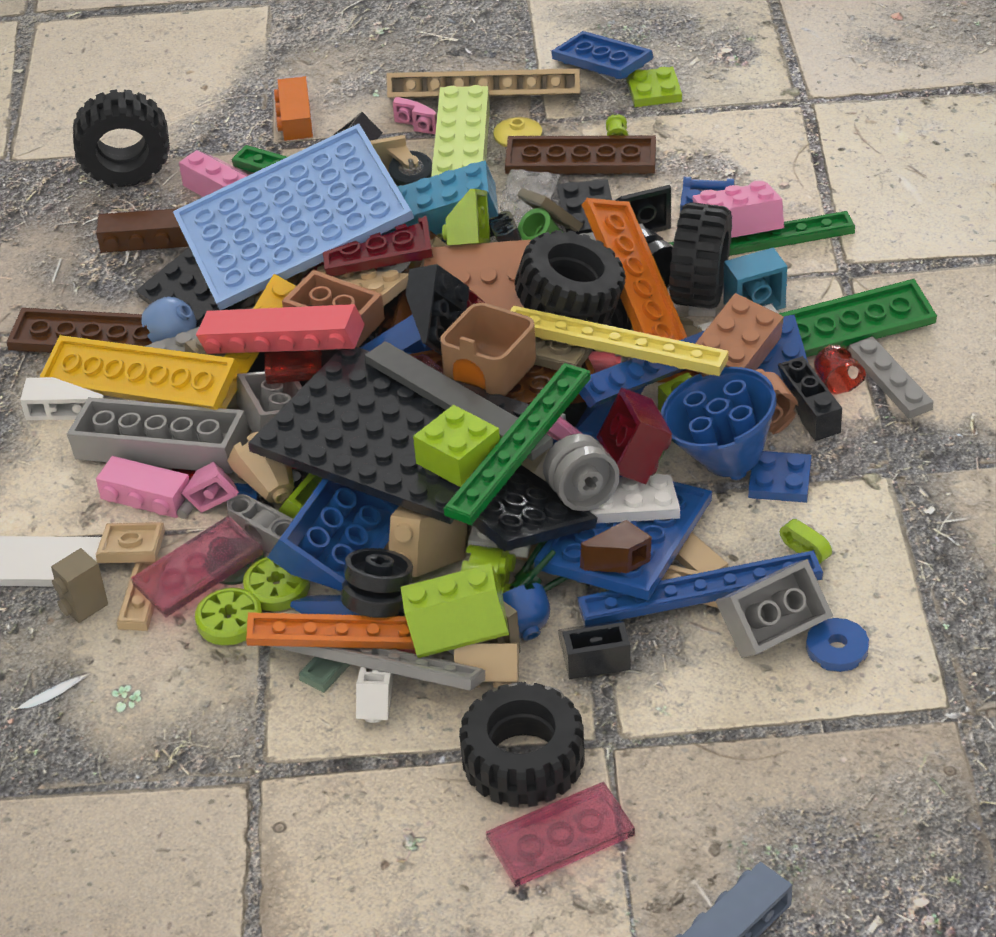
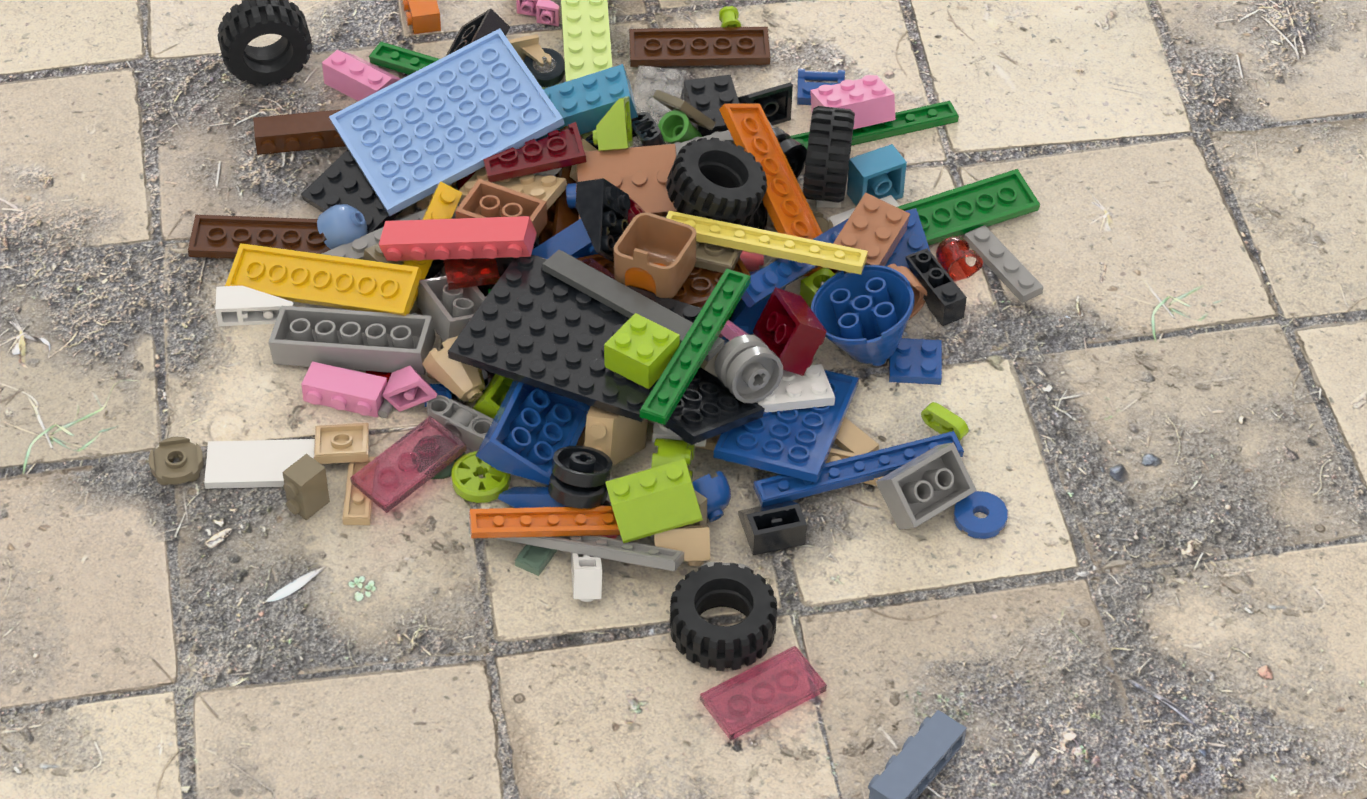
camera: 10 degrees left, 5 degrees up
(213, 612) = (446, 523): lime wheel -> none
(516, 127) = (634, 19): light yellow dish -> none
(527, 577) = (710, 466): dark green plant -> none
(616, 549) = (786, 438): reddish brown slope -> none

